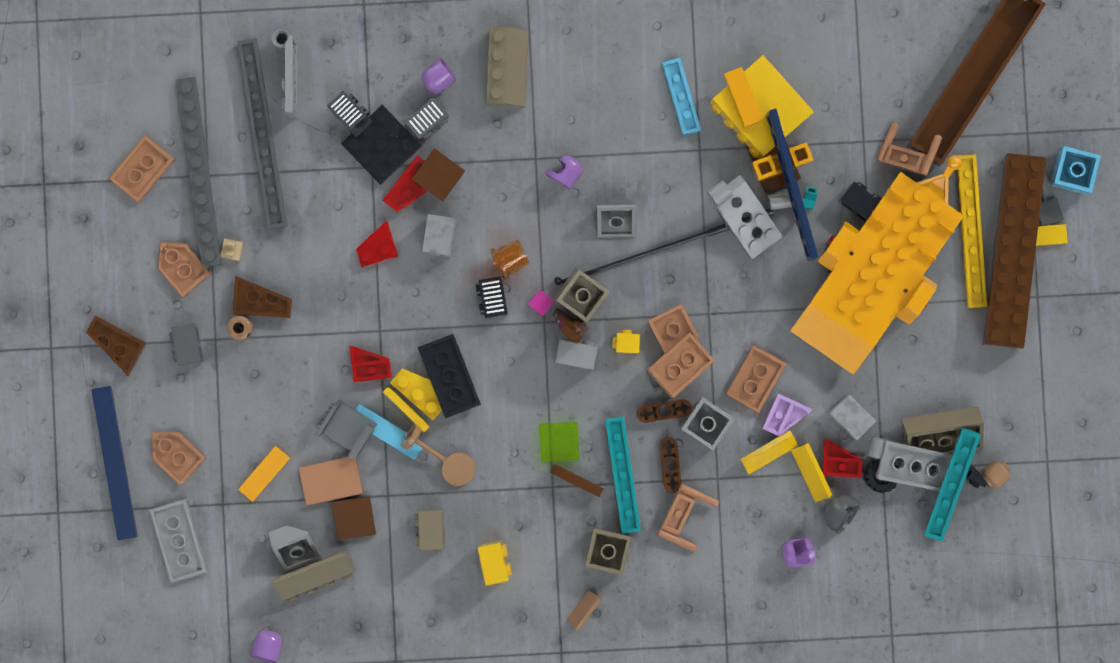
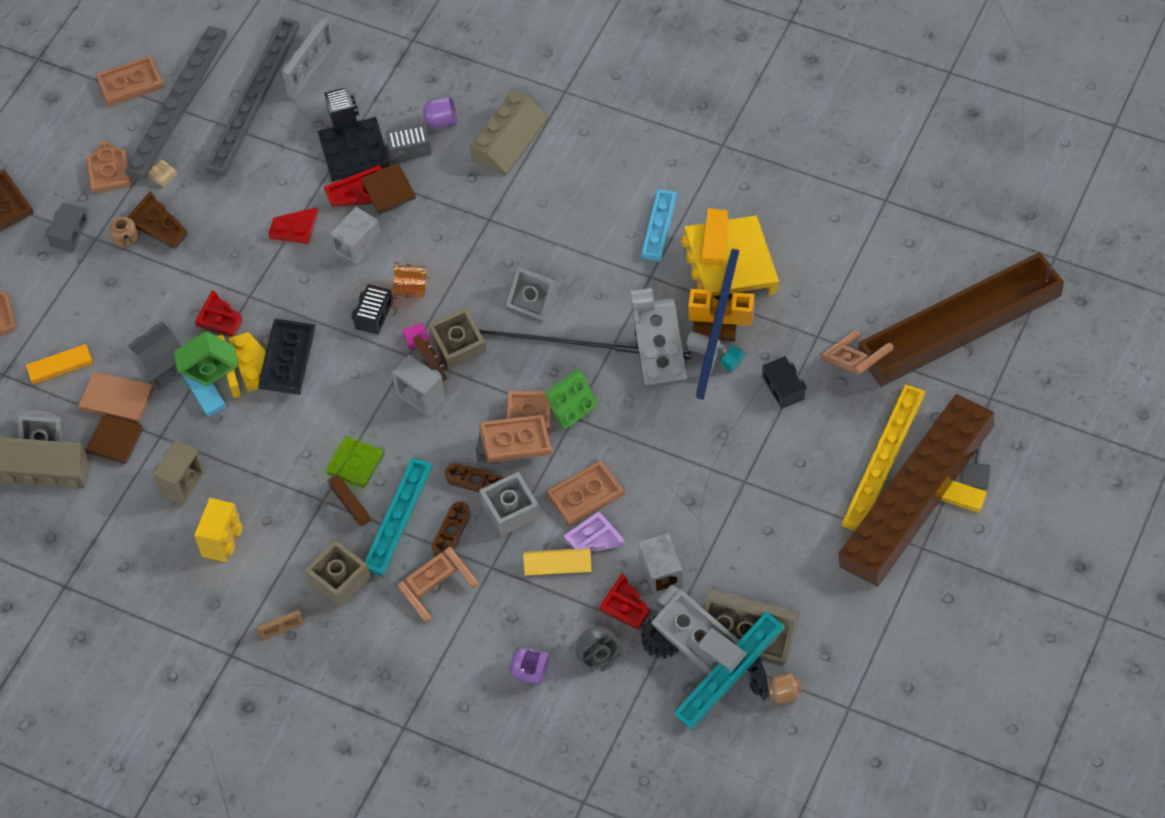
camera: 30 degrees right, 30 degrees down
(393, 422) = (206, 358): none -> bright green brick
(456, 468) = (241, 438): medium nougat piece -> none
(569, 172) = (508, 236): medium lavender helmet -> none
(626, 342) = (476, 402): yellow brick -> none
(703, 306) = (571, 399): none -> bright green plate
(811, 472) = (590, 599): yellow tile -> none
(880, 269) = (776, 431): light orange piece -> none
(941, 474) = (721, 649): none -> light grey tile
(1075, 170) = (1020, 442): medium azure brick -> none

